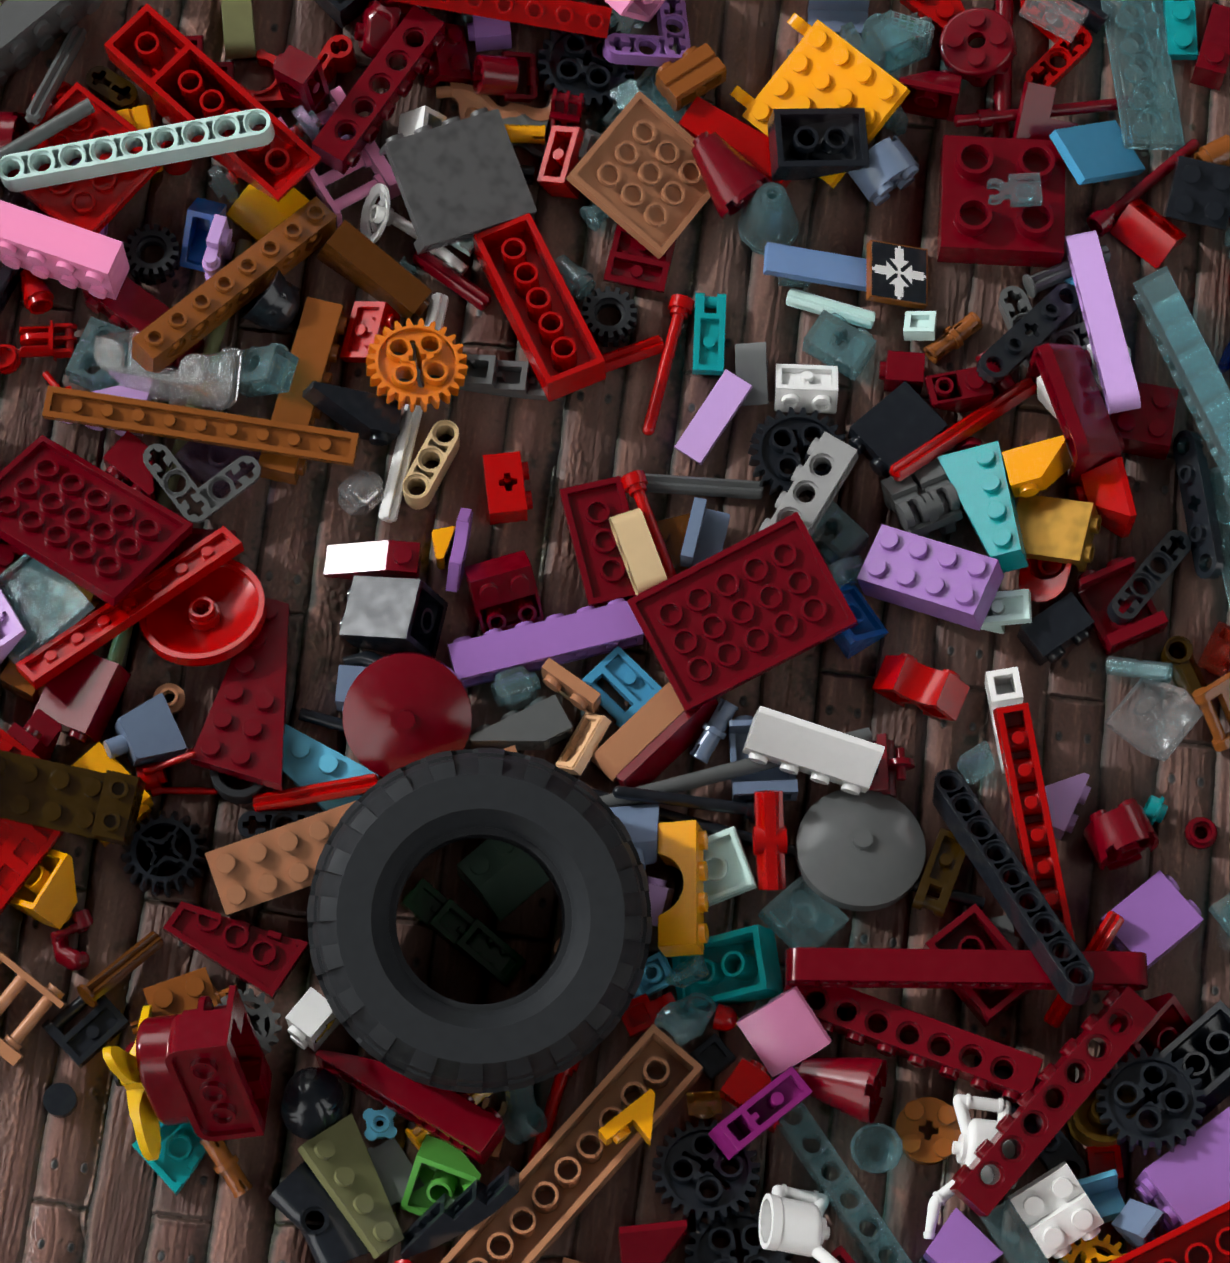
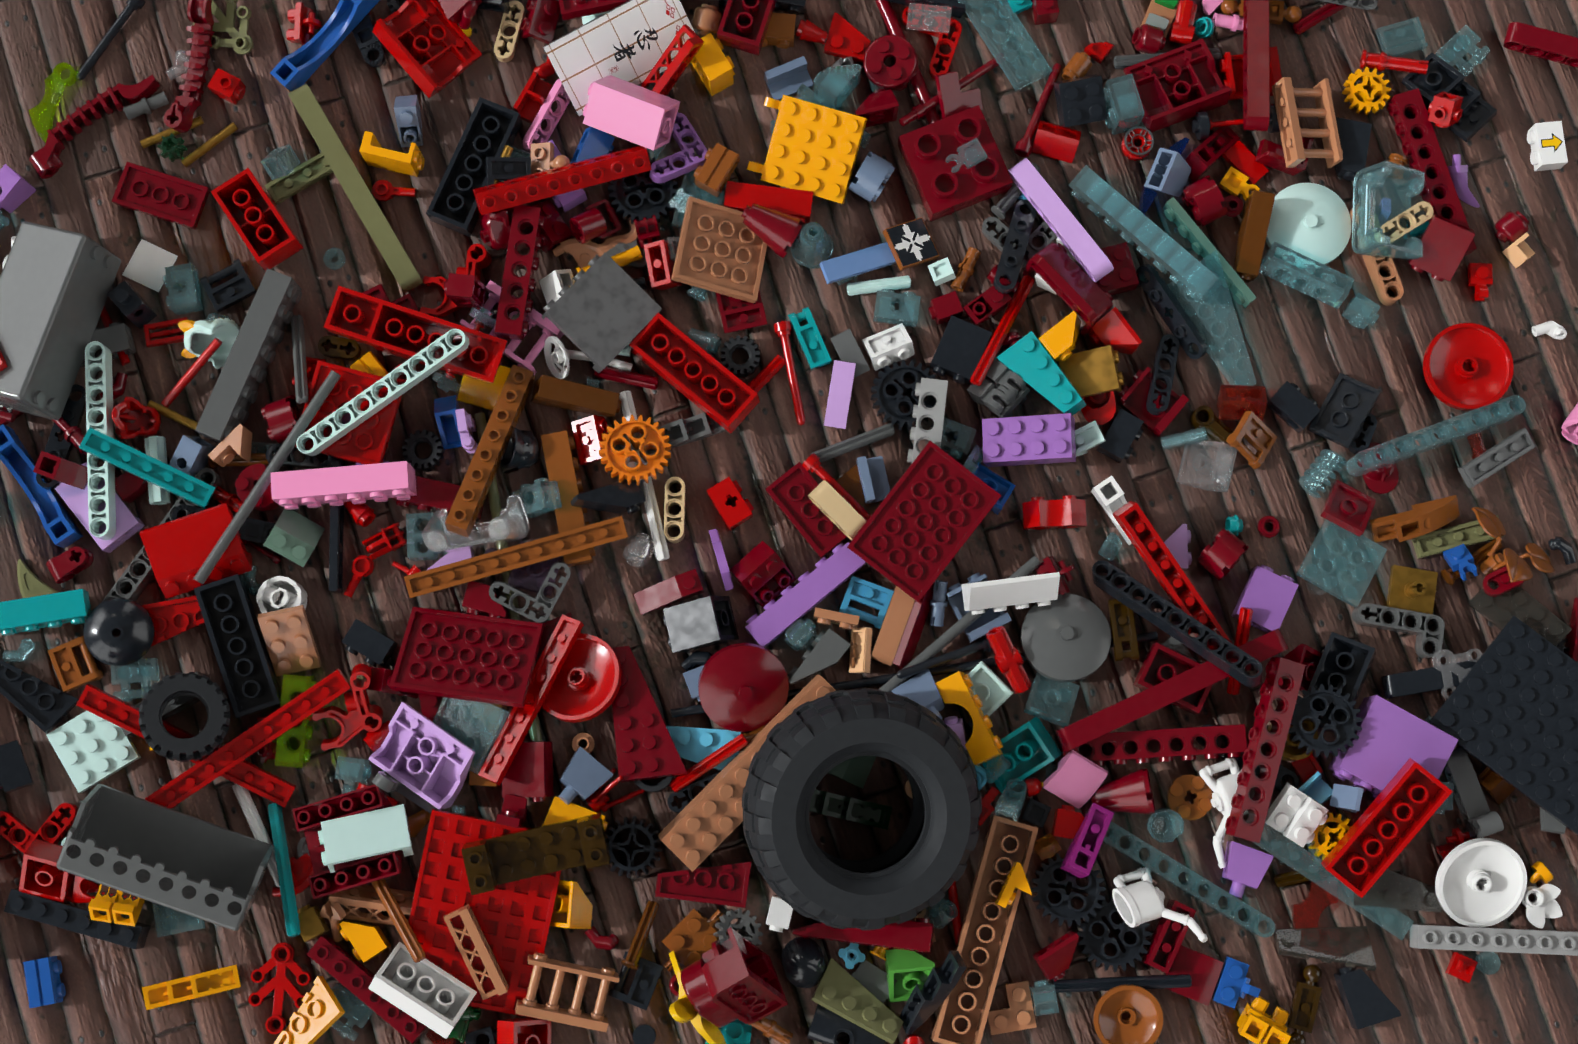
camera: 25 degrees left, 10 degrees up
(82, 921) = (600, 915): dark red hand -> none
(442, 544) = (707, 560): light orange slope -> none
(817, 142) = (822, 180): black slope -> none
(1096, 152) = (1001, 103): dark azure tile -> none

